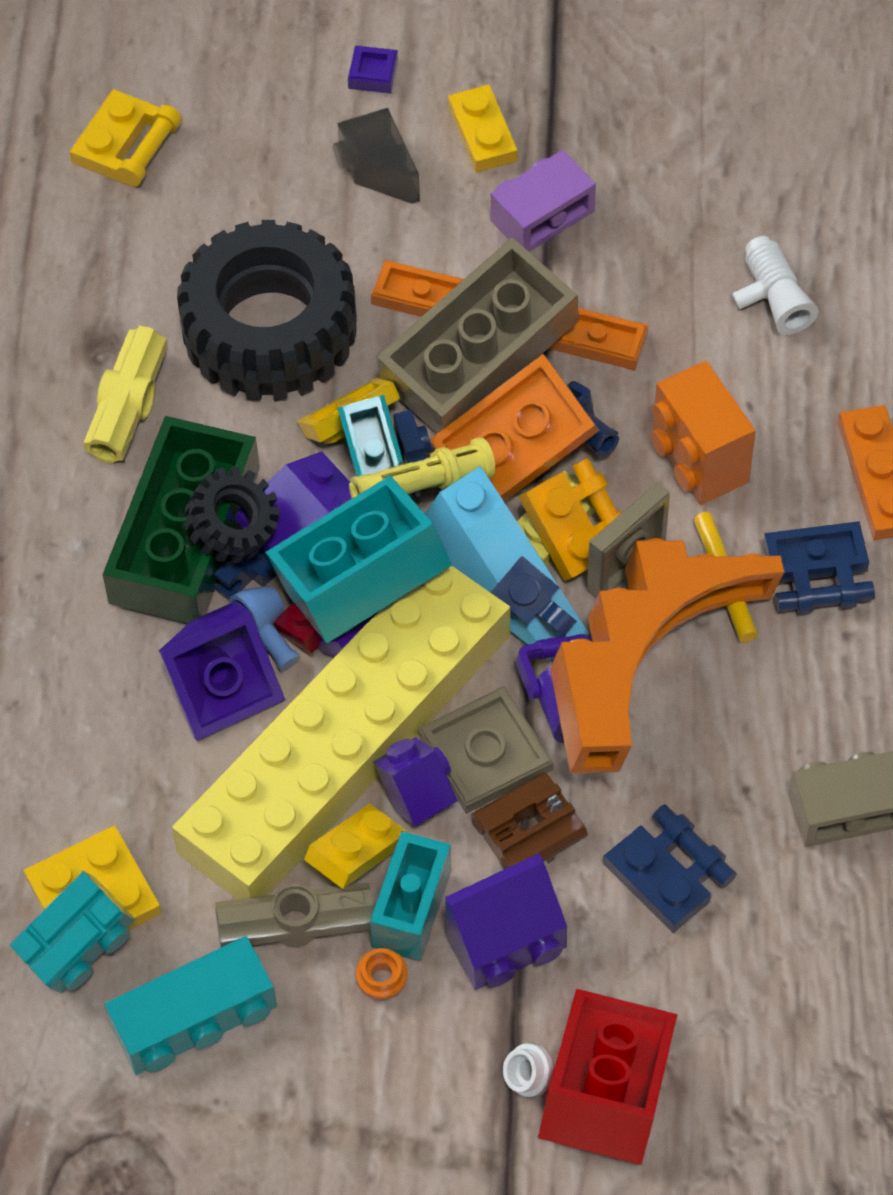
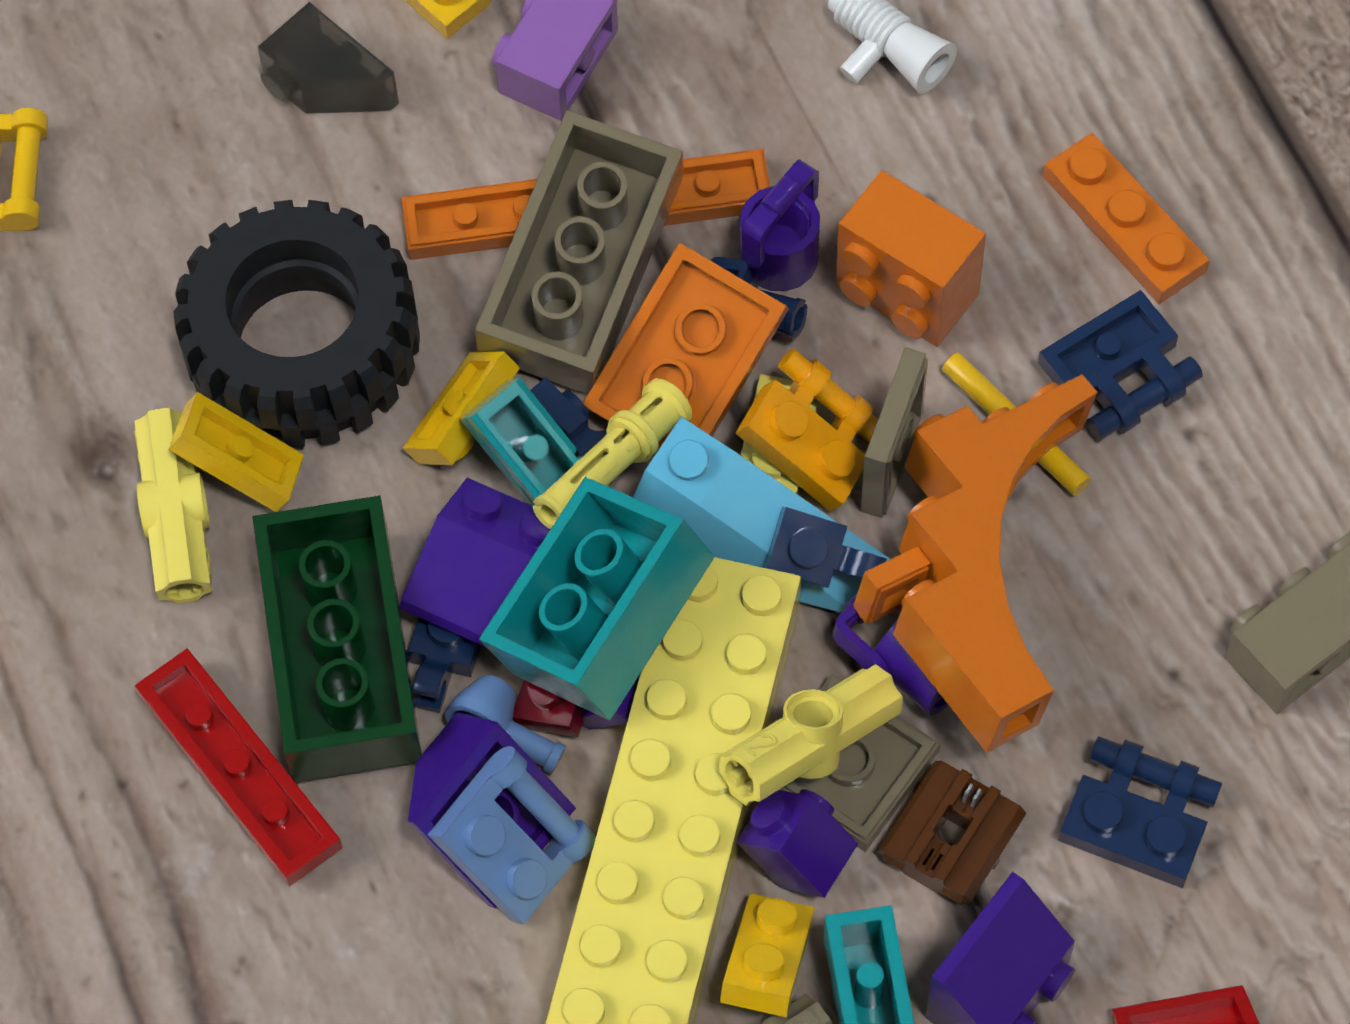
camera: 25 degrees left, 5 degrees up
(77, 577) = (238, 767): none -> red plate
(182, 374) = (236, 452): none -> yellow plate
(211, 698) = (496, 850): none -> medium blue plate
(245, 494) = (428, 582): black tyre -> none
(458, 710) = (810, 734): none -> light yellow piece
(565, 630) = (888, 583): none -> orange tile
(625, 380) = (782, 230): none -> dark purple piece

